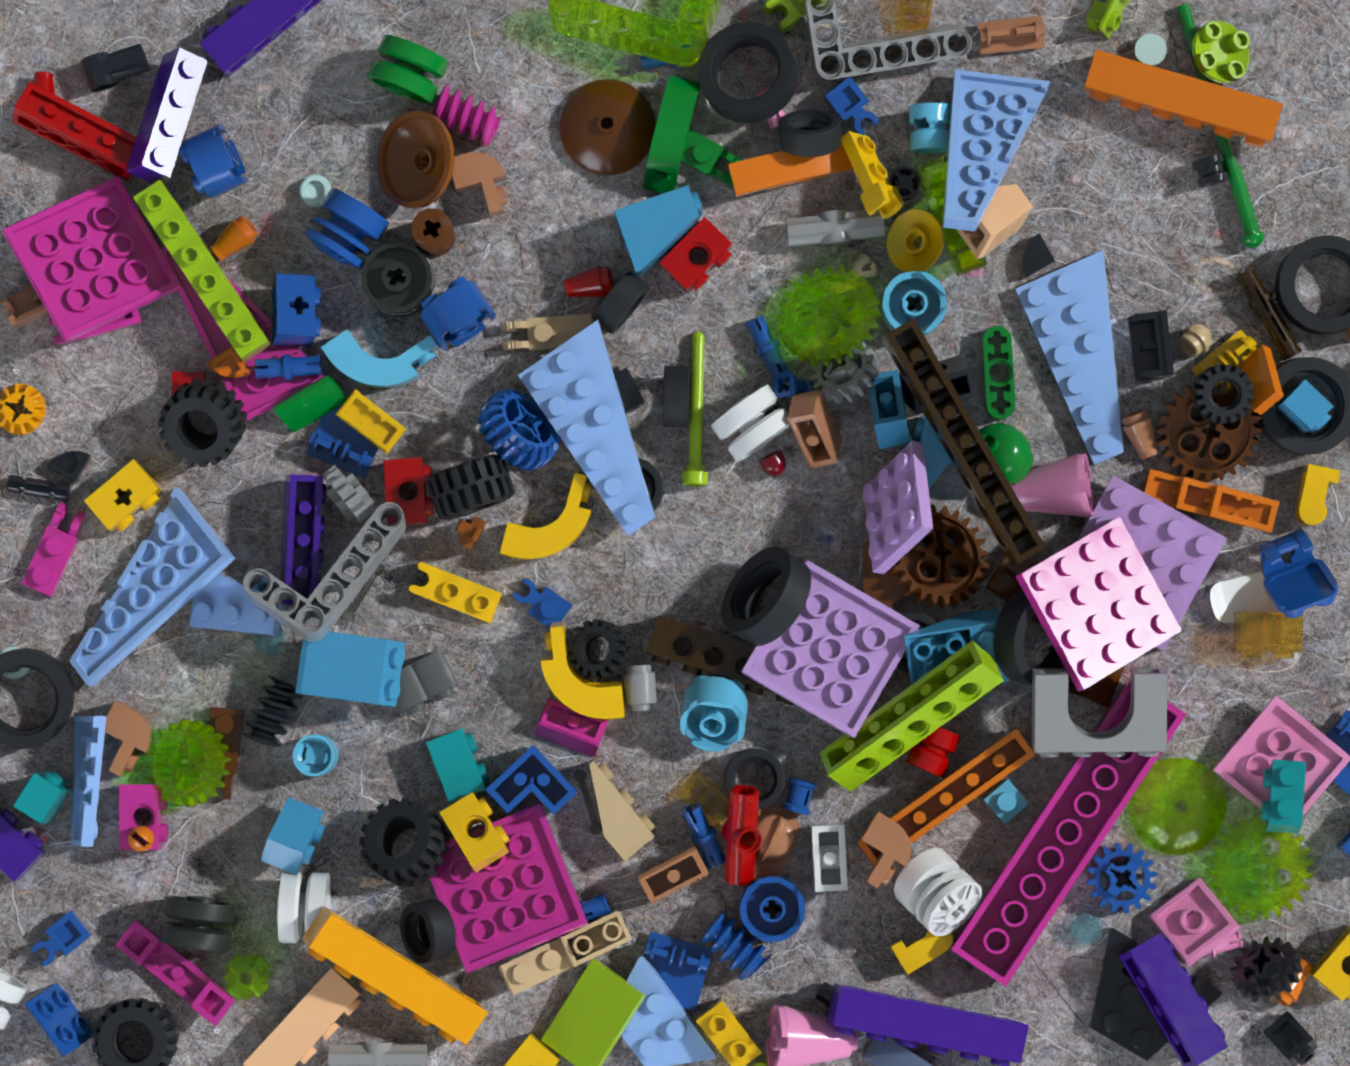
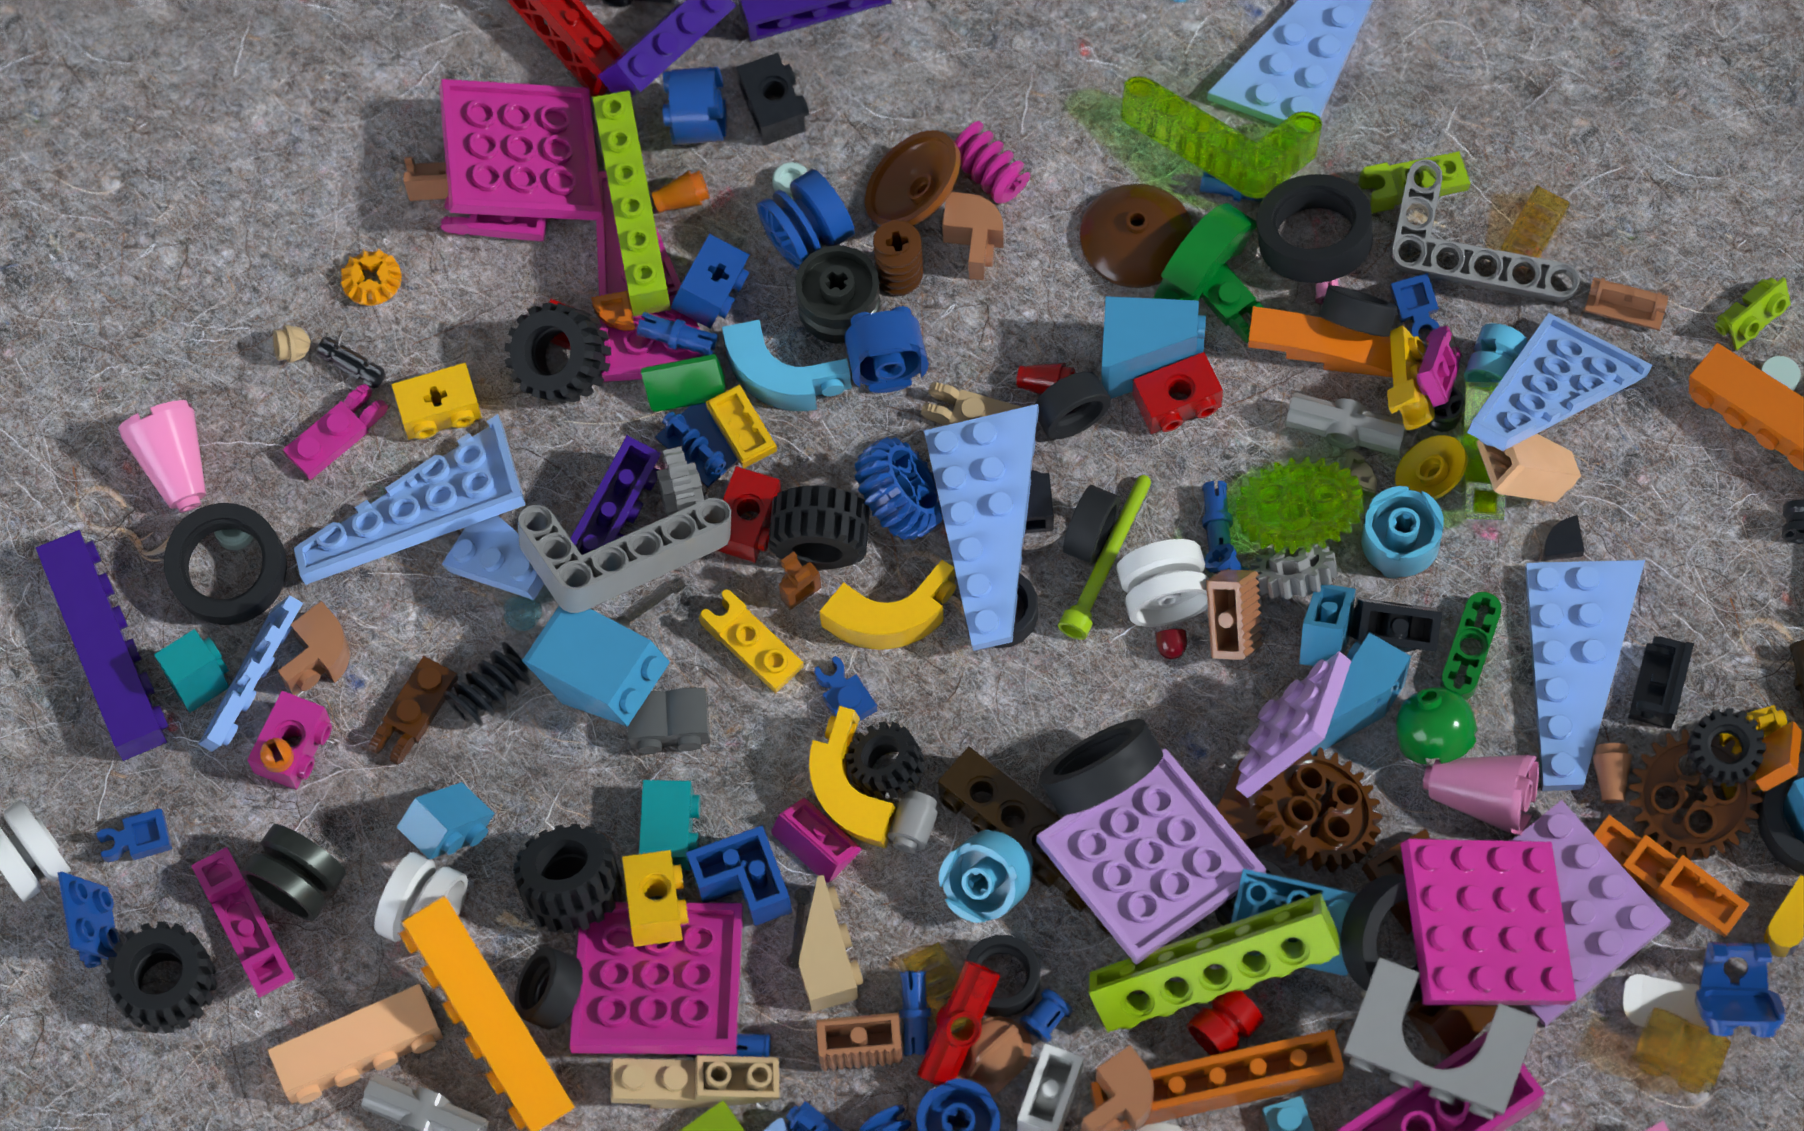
camera: 25 degrees right, 20 degrees down
(70, 464) = (396, 353): black tile -> none
(198, 746) = (369, 699): clear neon green gear -> none
(257, 967) = (321, 959): clear neon green brick -> none
(278, 144) = (772, 118): none -> black brick
(315, 755) = (509, 740): medium azure wheel -> none
(407, 69) = (944, 89): green wheel -> none
(891, 157) = (1439, 366): none -> dark pink hinge
(963, 442) = (1398, 673): dark brown brick -> none
(1195, 340) = (1715, 694): tan plate -> none

